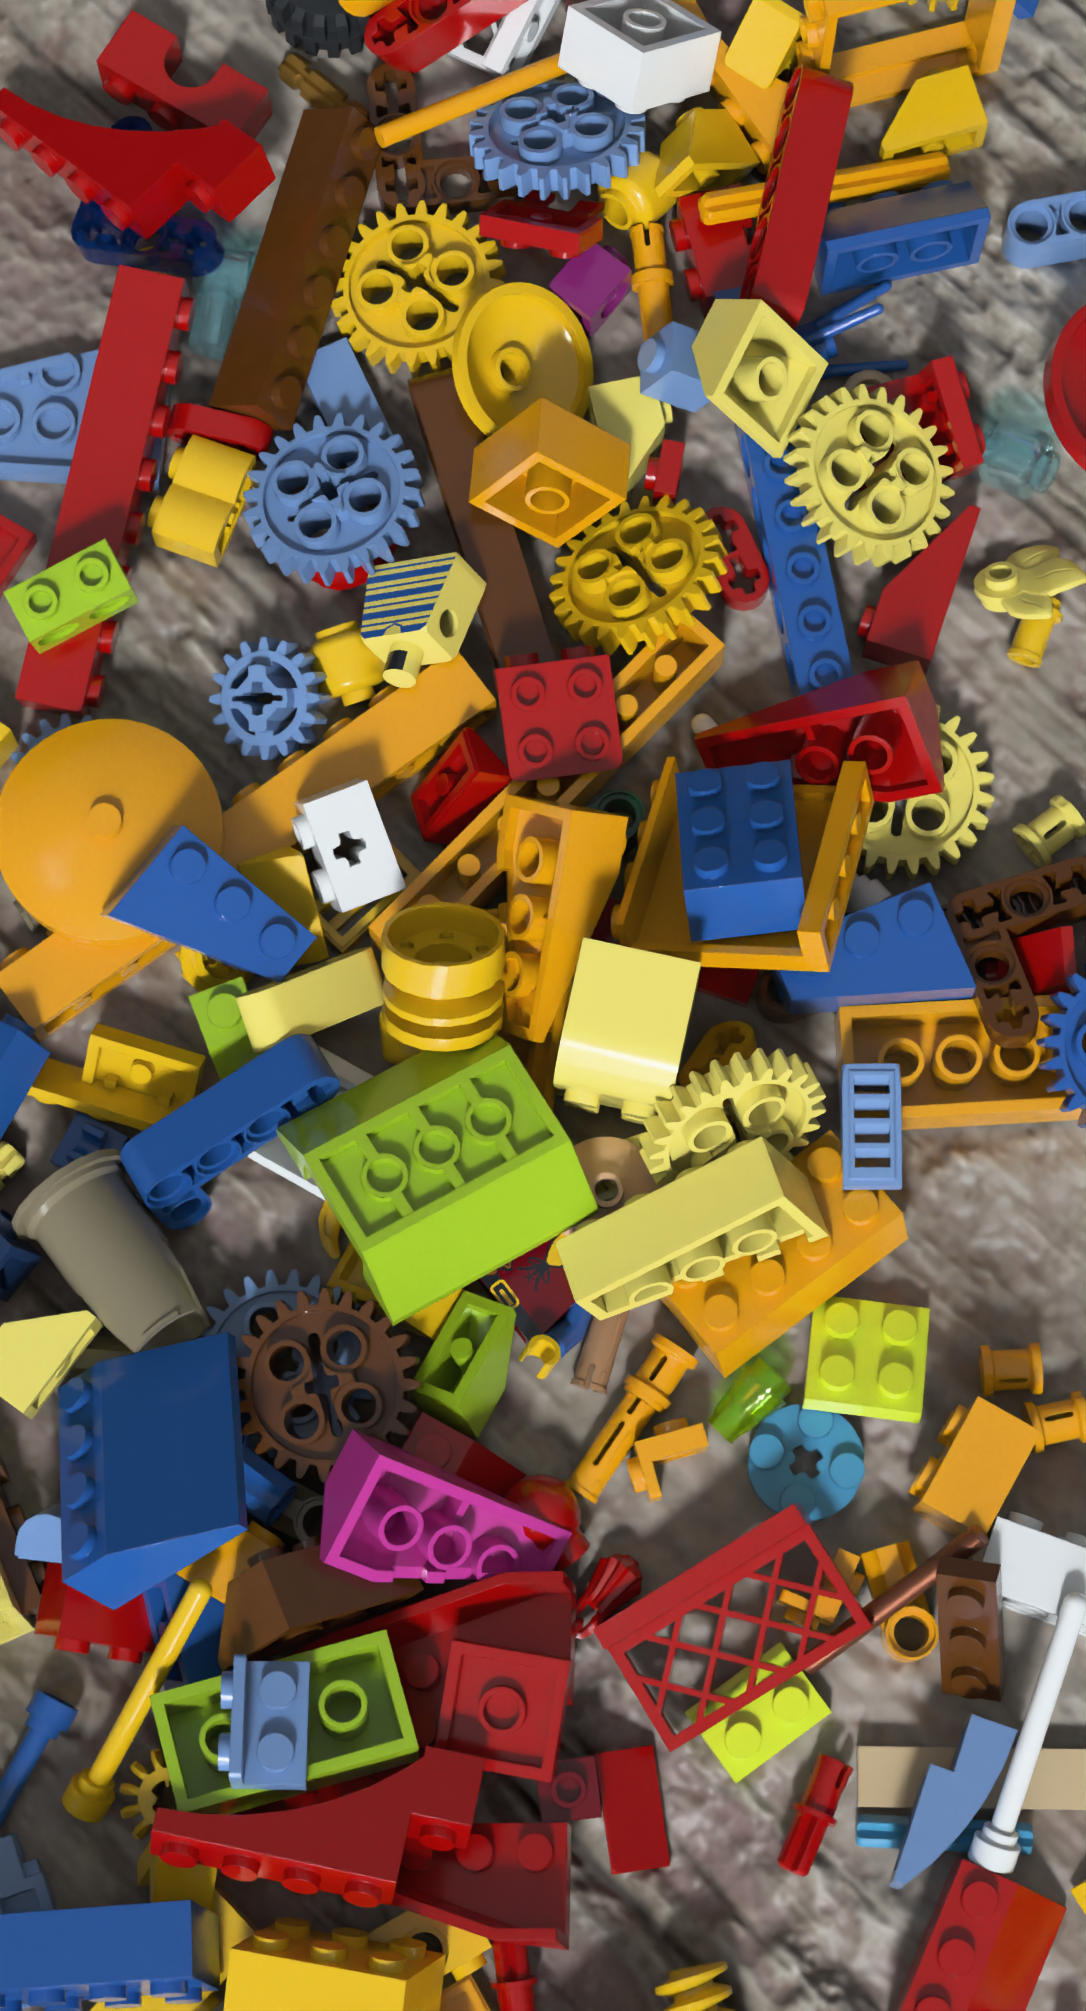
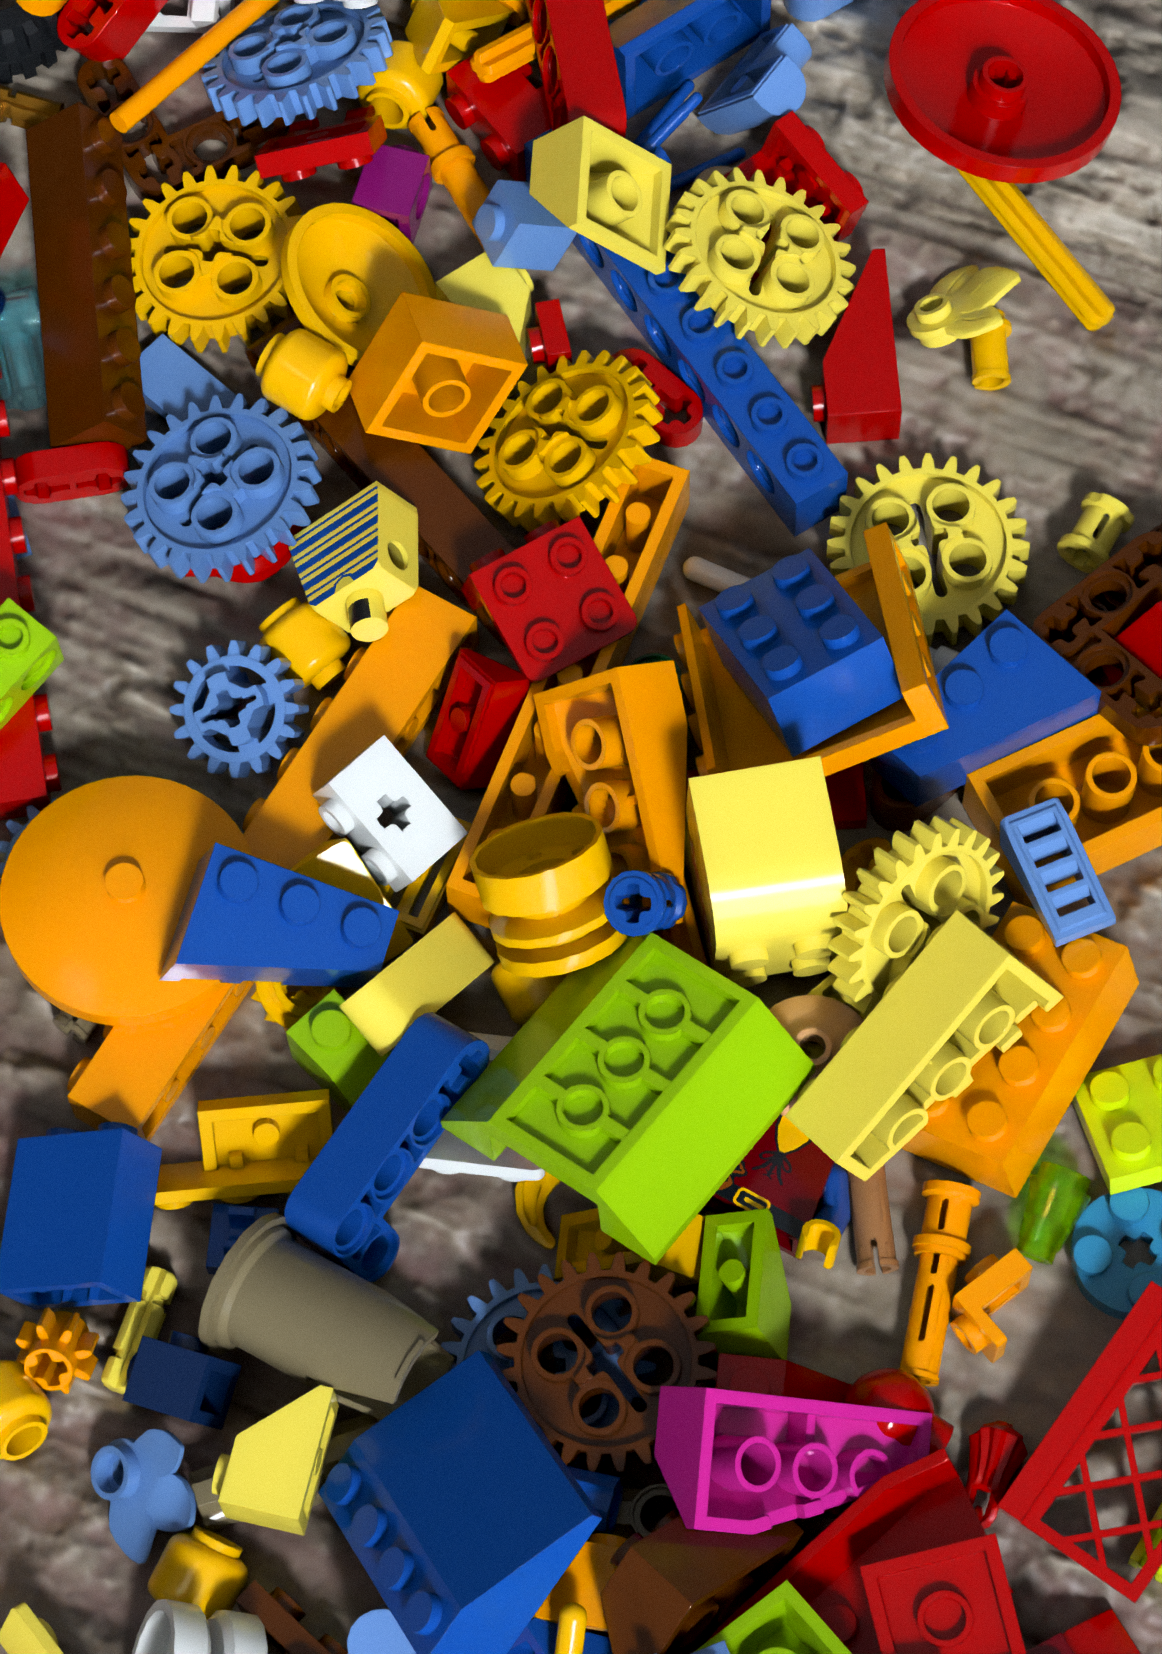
camera: 20 degrees left, 10 degrees down
(202, 501) = (82, 545): yellow brick -> none
(438, 429) = (303, 374): none -> yellow head
(511, 1026) = (635, 919): none -> blue bush
(869, 717) = (866, 480): red wedge -> none
(944, 313) = (761, 85): none -> medium blue brick
(1019, 459) = (900, 193): clear light blue head -> none

